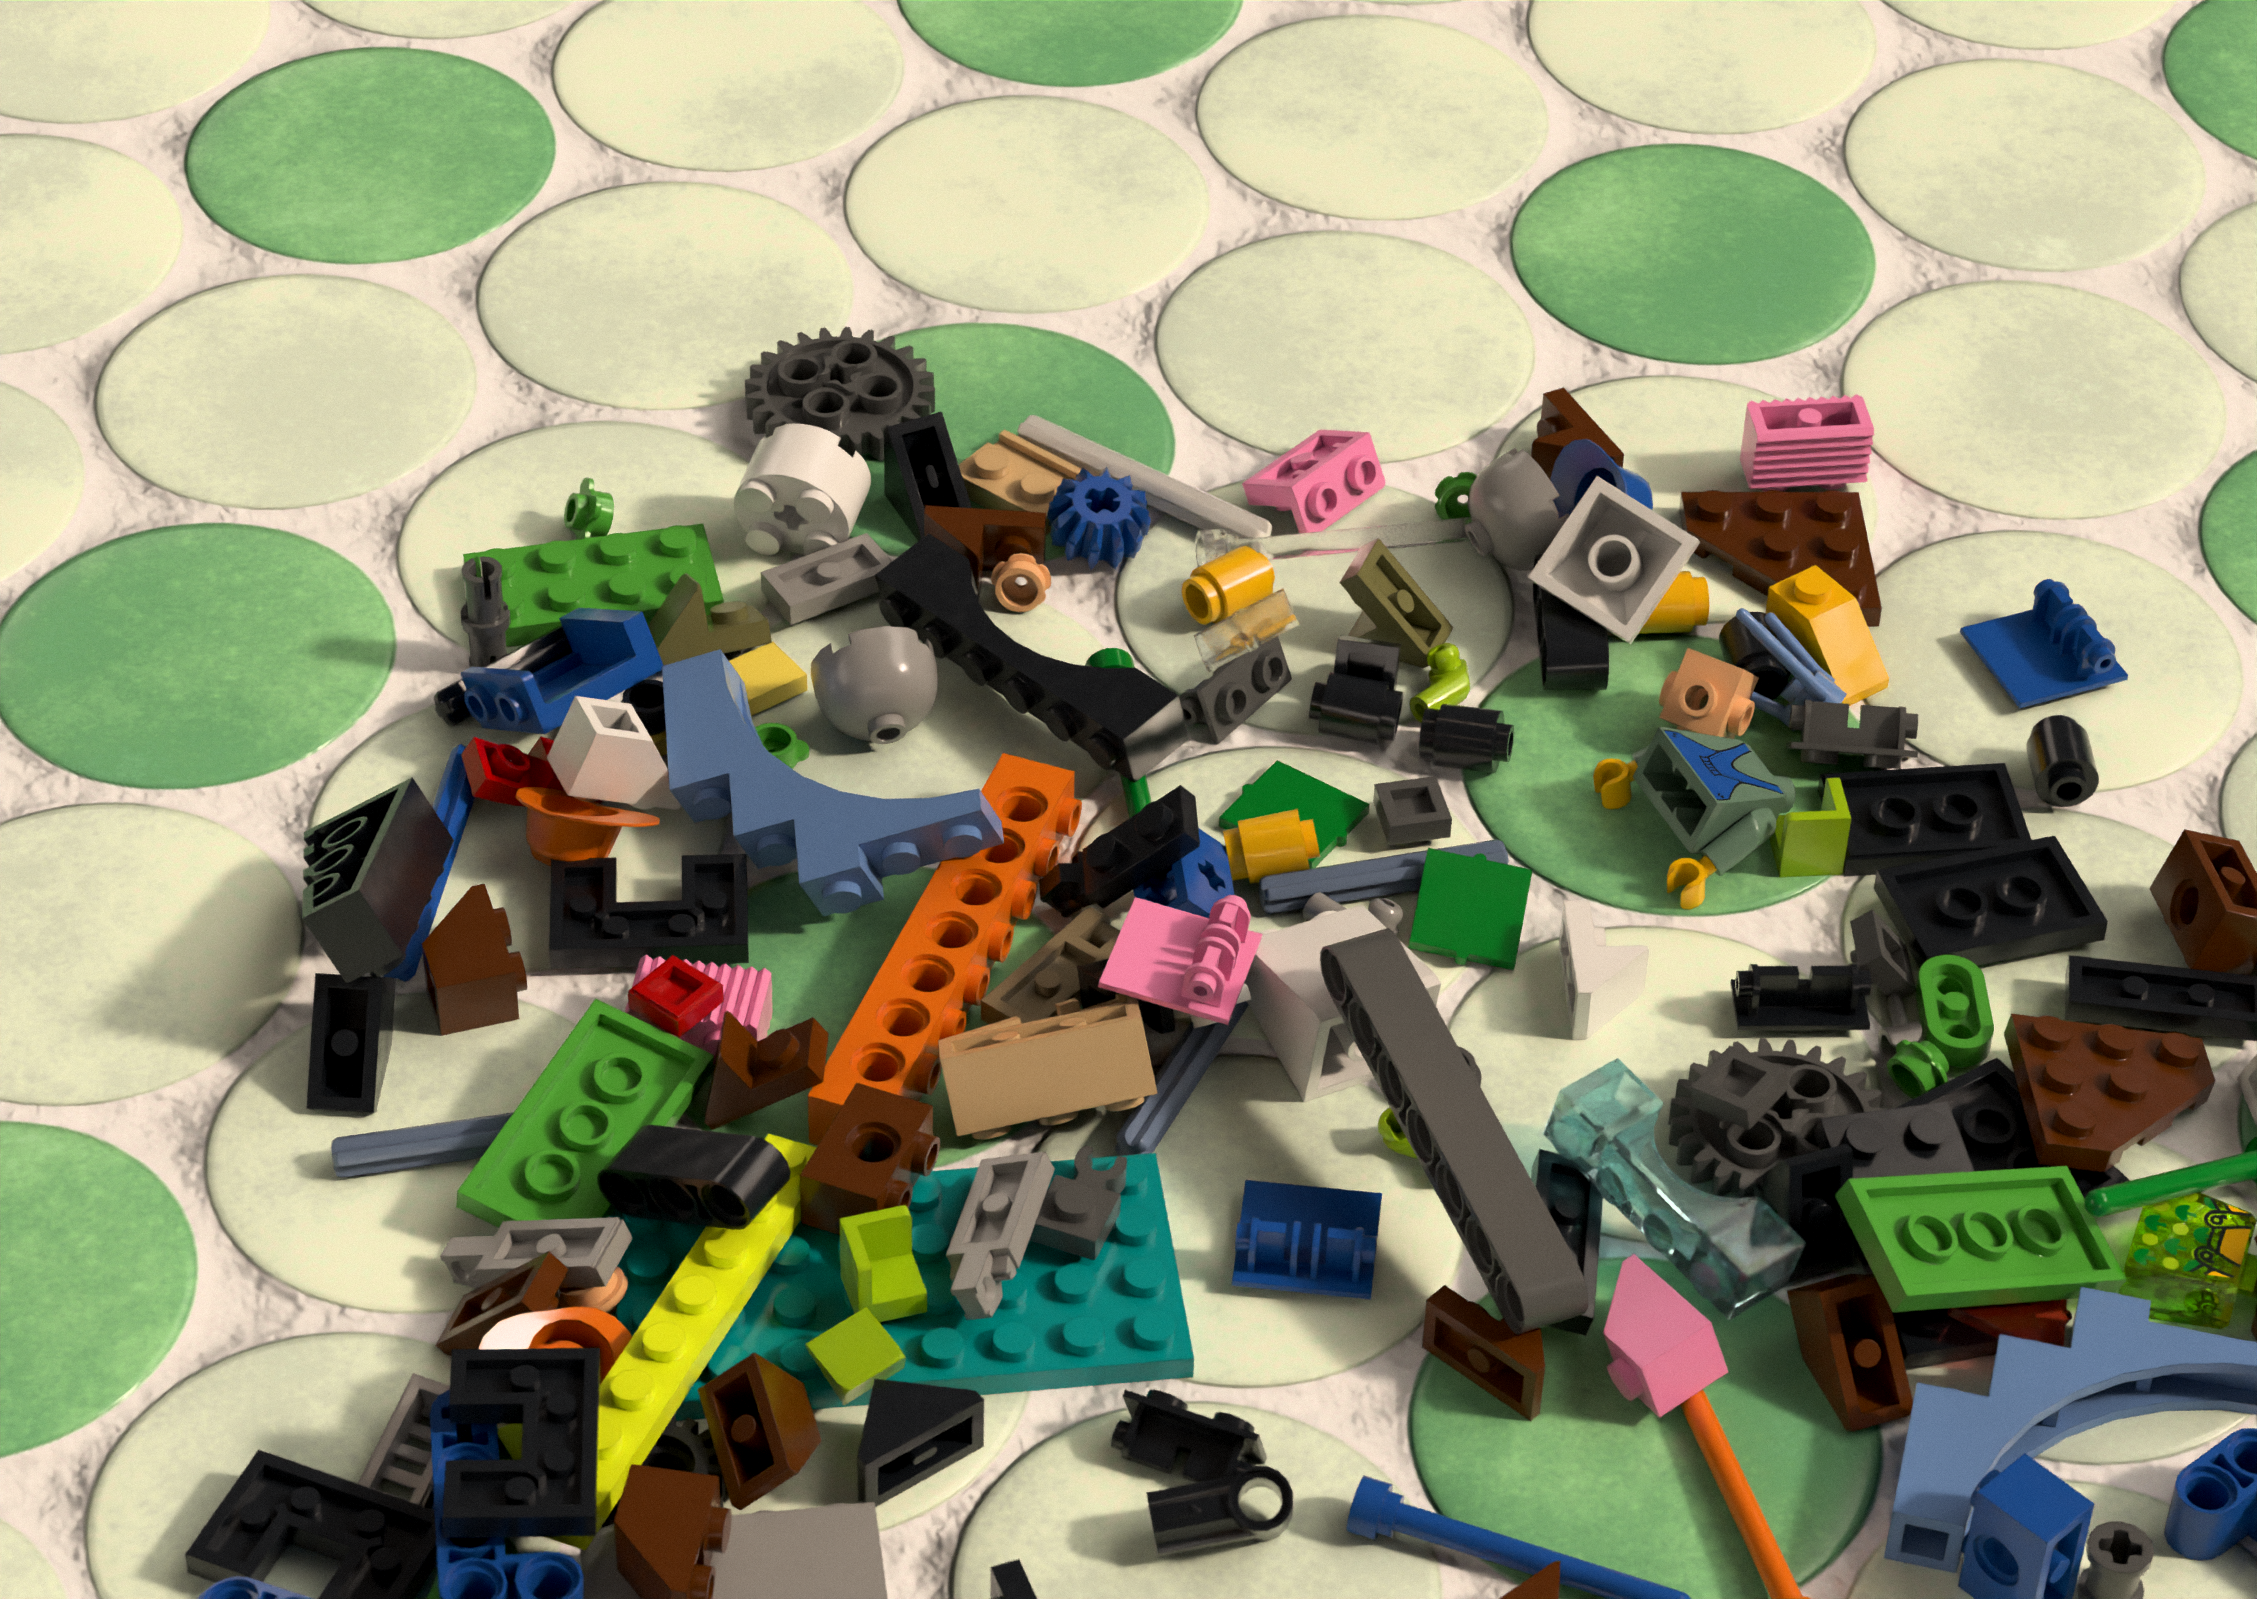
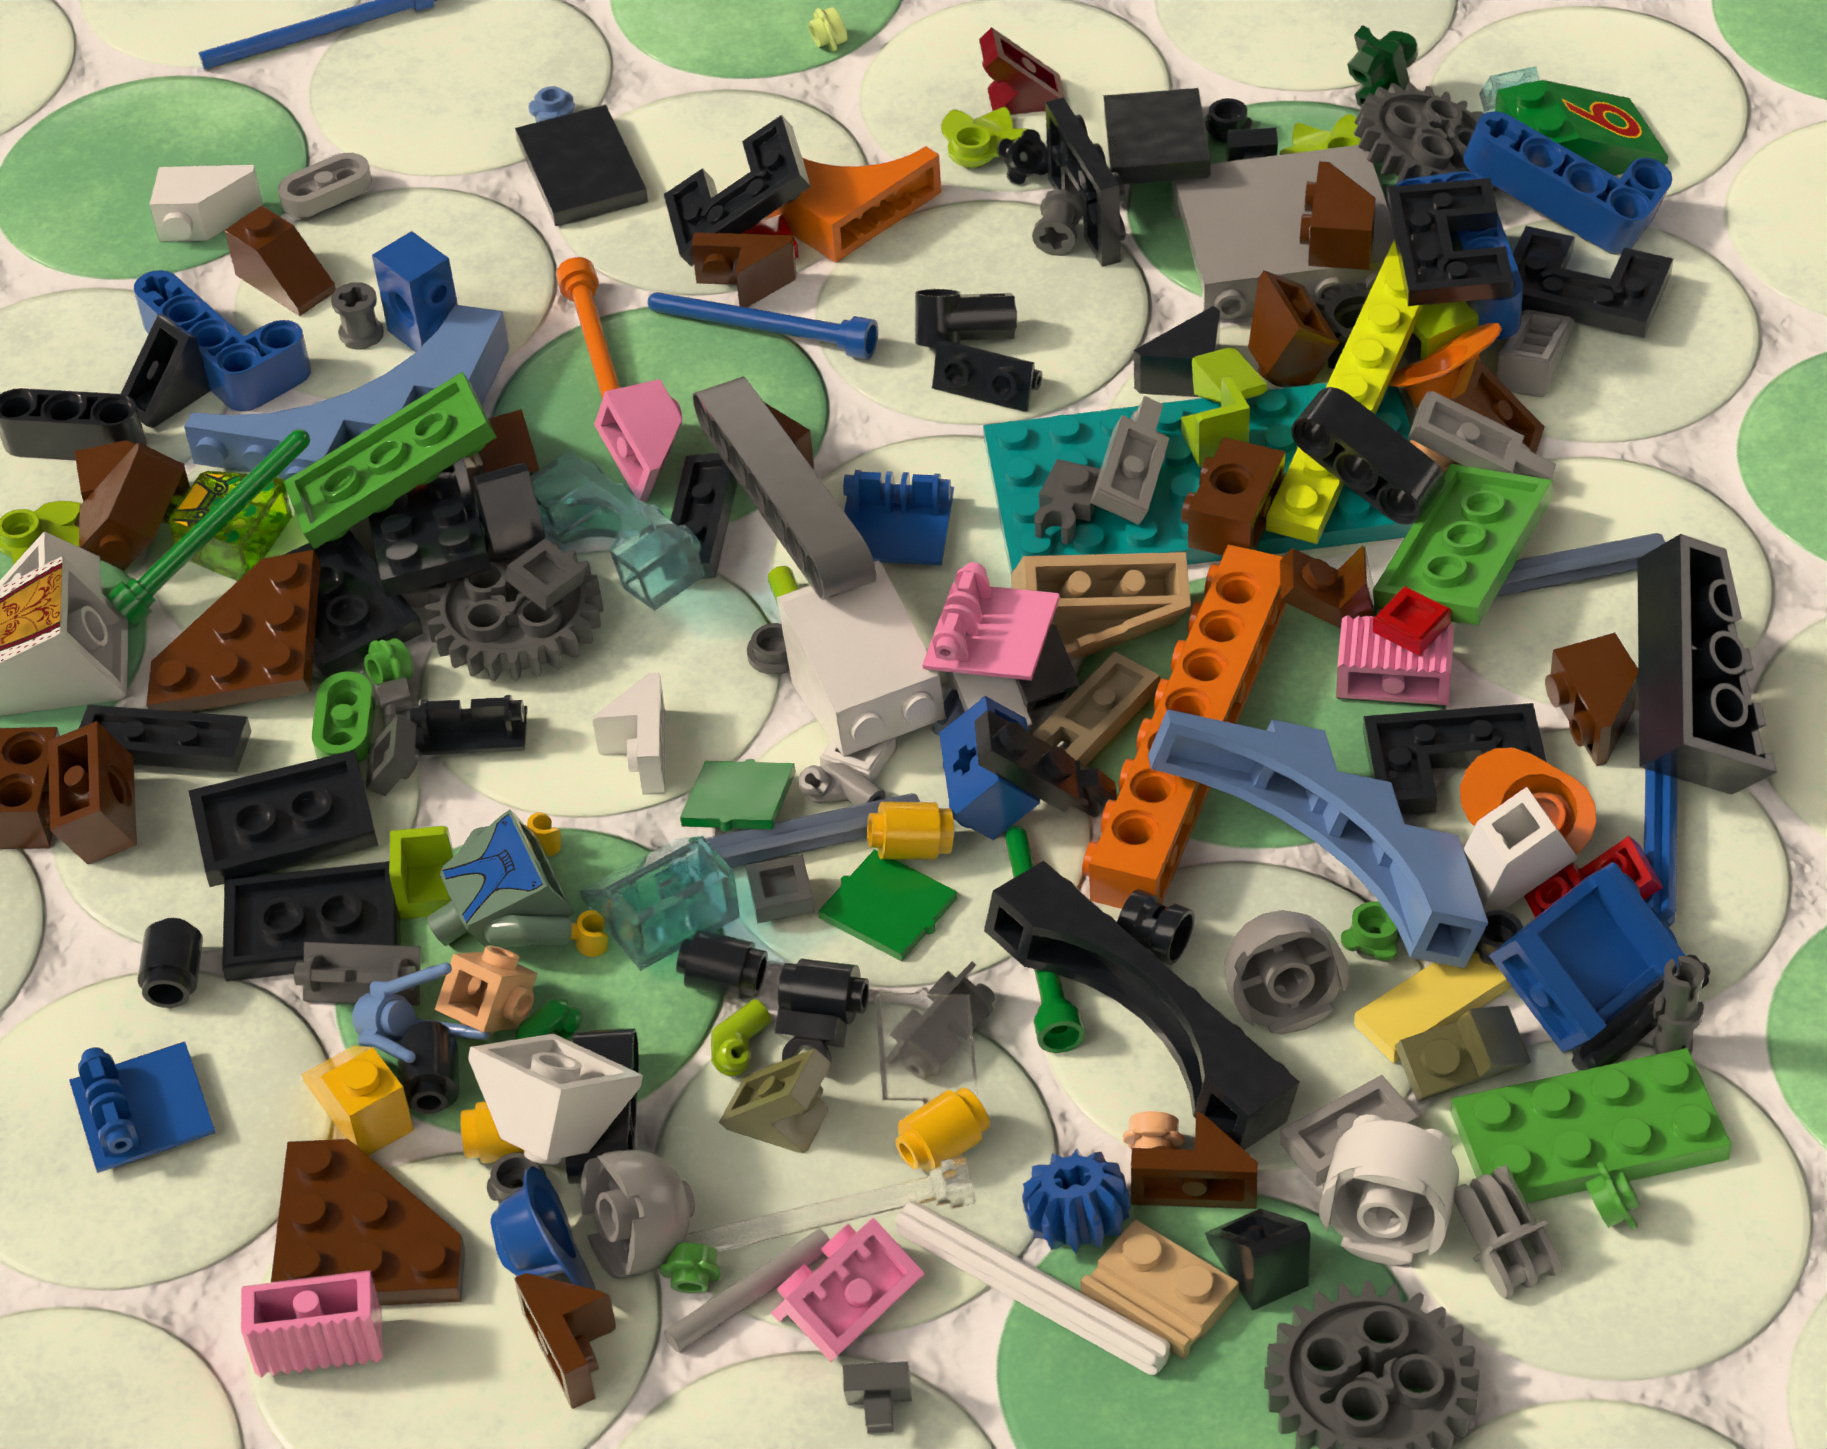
camera: 175 degrees left, 5 degrees up
(695, 488) = (1500, 1221): none -> light grey arm
(995, 735) = (1156, 926): none -> black wheel
(1282, 404) = (877, 1387): none -> dark grey tile
(1406, 494) = (746, 1291): none -> light grey bar
(1542, 787) = (665, 899): none -> clear light blue slope
(1640, 700) = (550, 1018): none -> green arm

